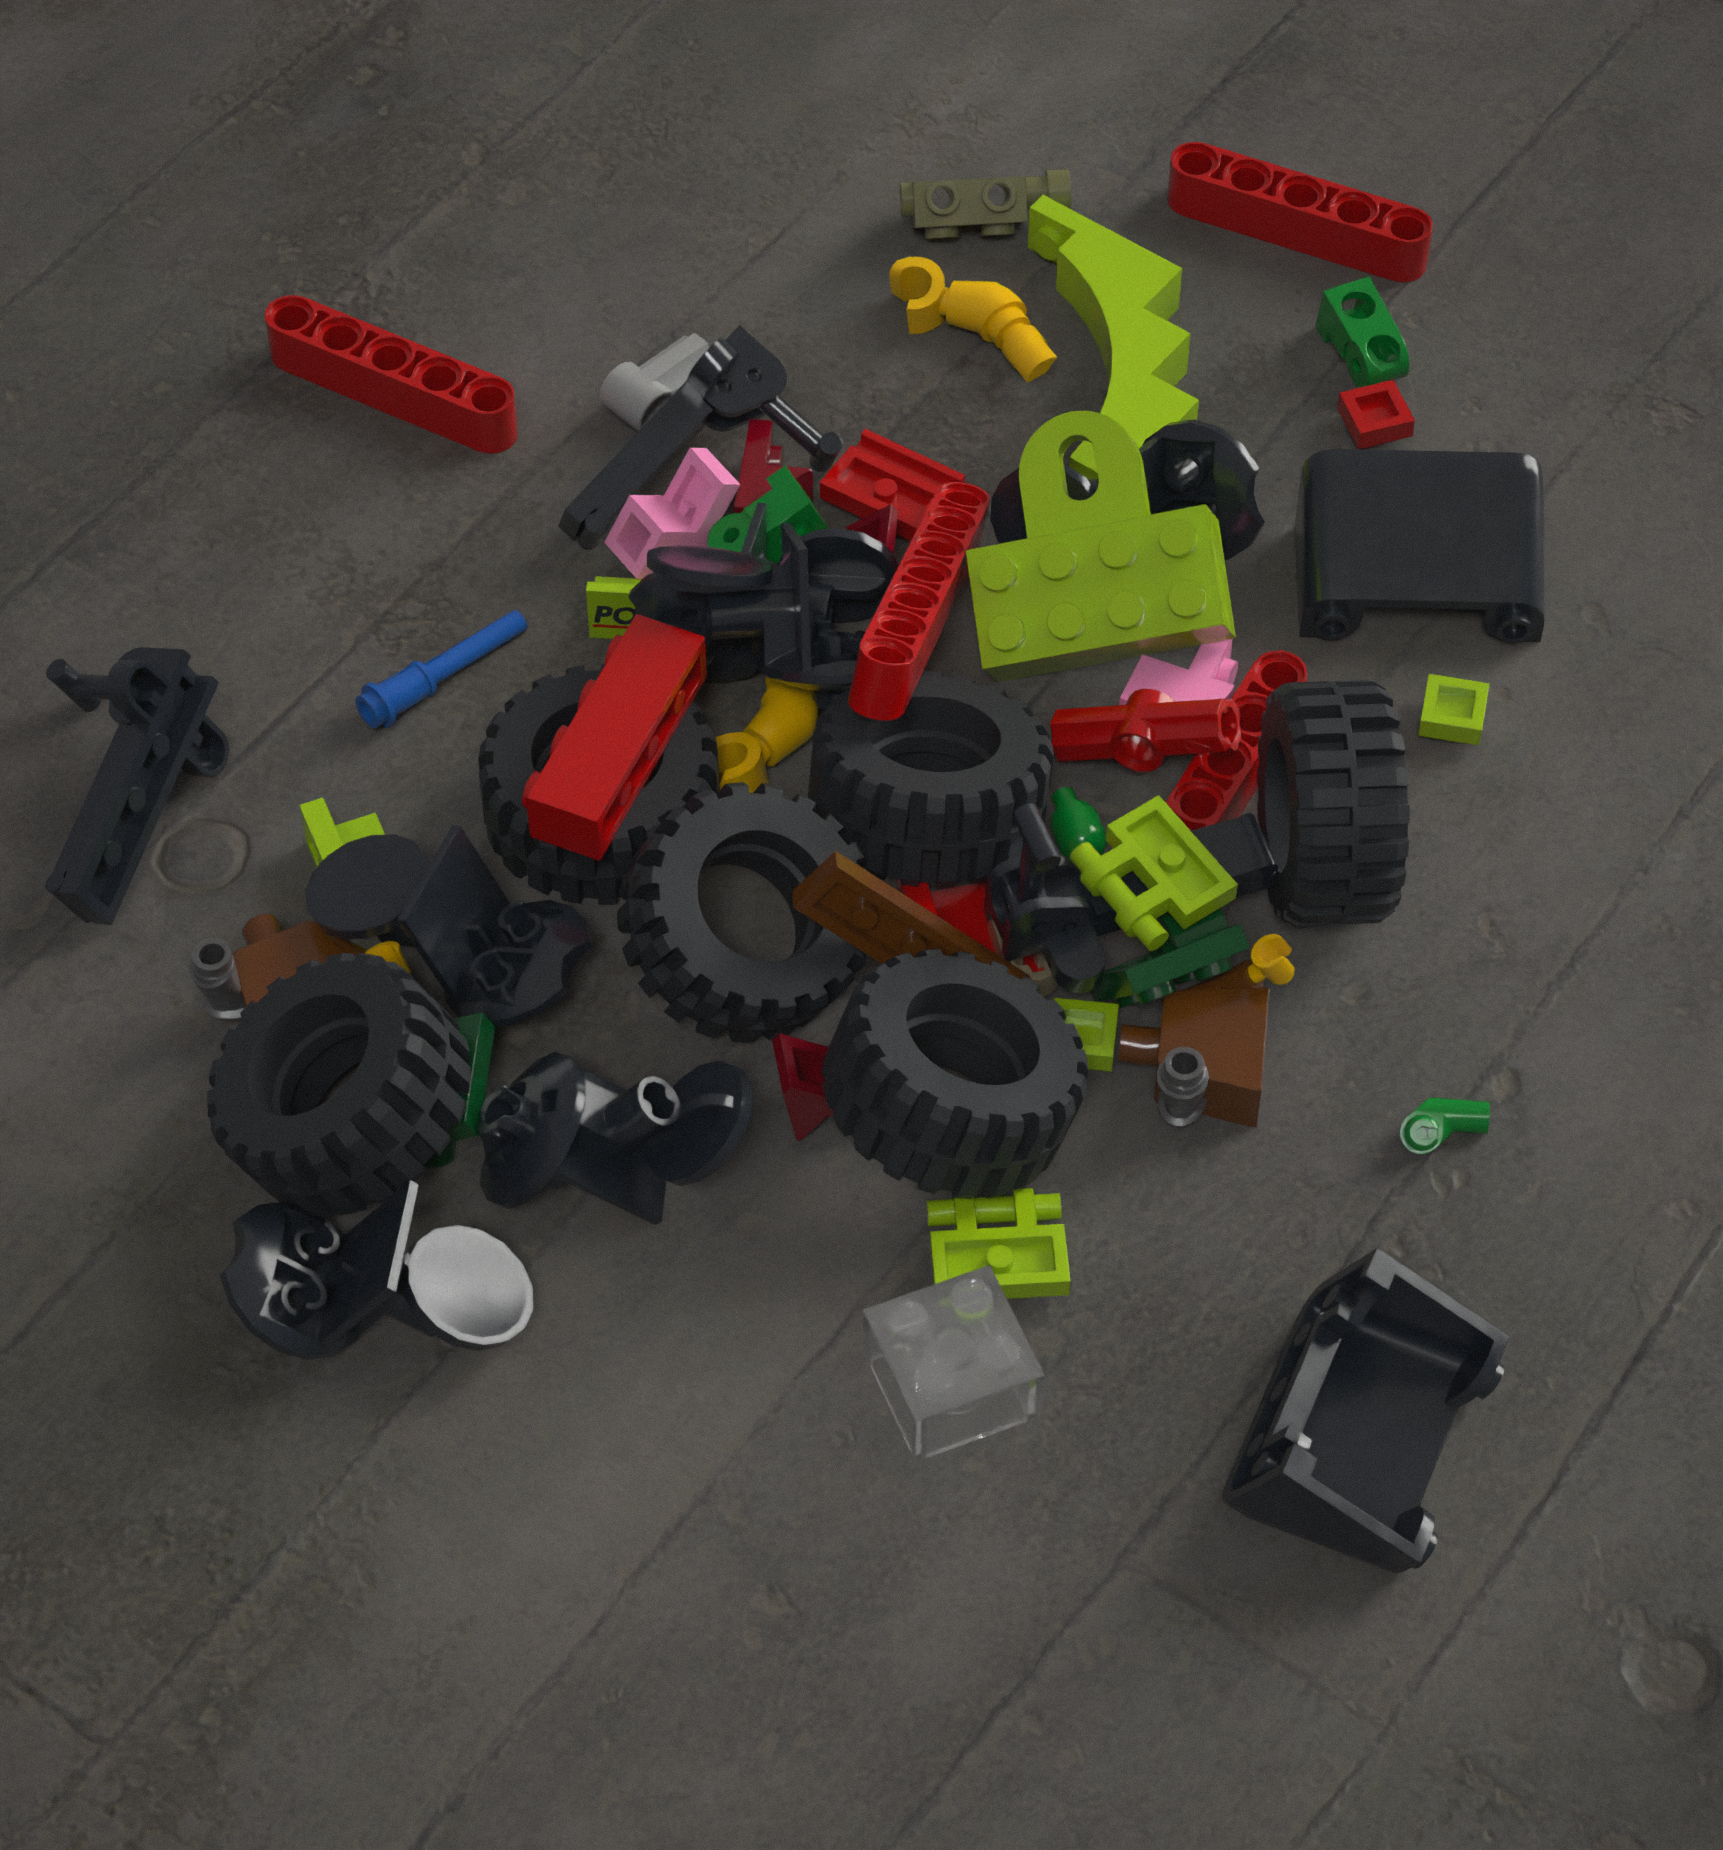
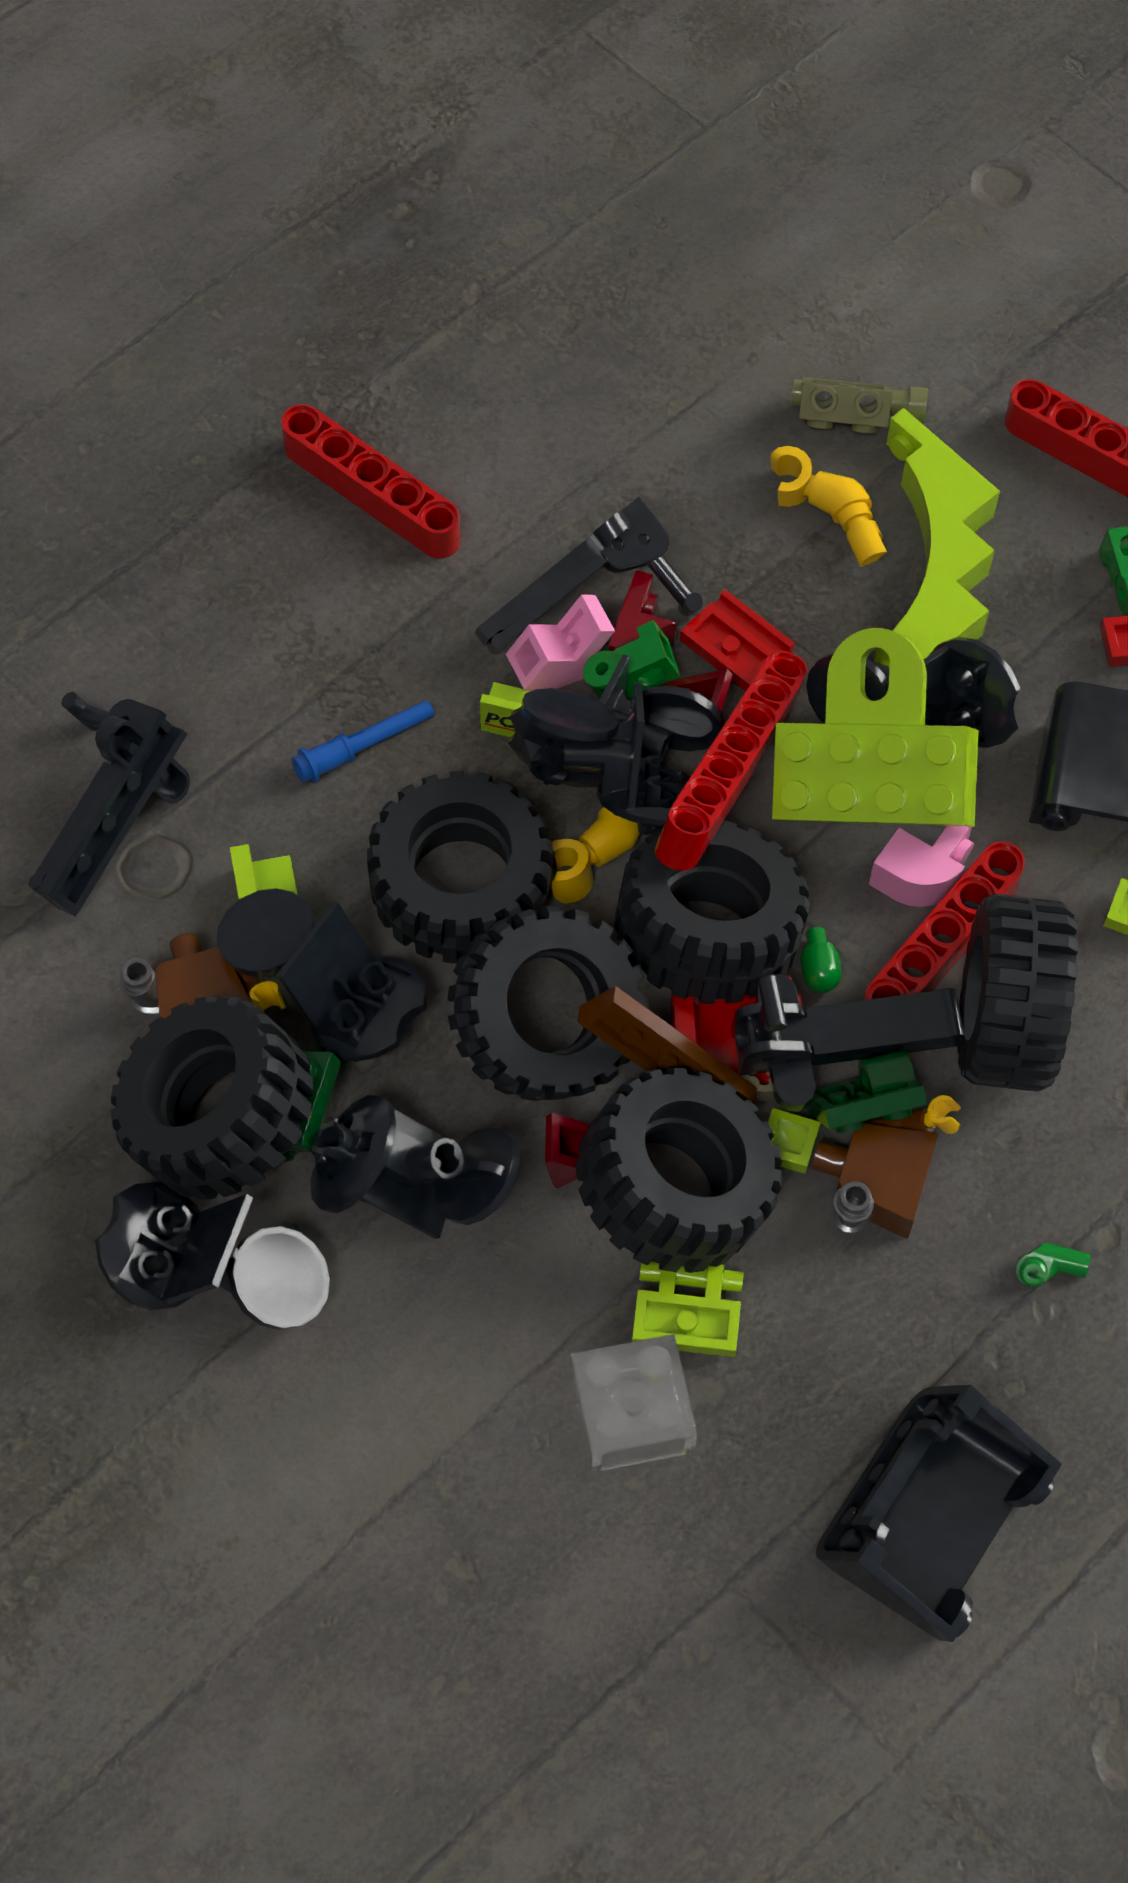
camera: 10 degrees right, 10 degrees up
(615, 736) = (472, 843): red brick -> none
(641, 391) = (565, 527): light grey piece -> none
(1146, 730) = (888, 894): red piece -> none
(1170, 863) = (878, 1024): lime plate -> none

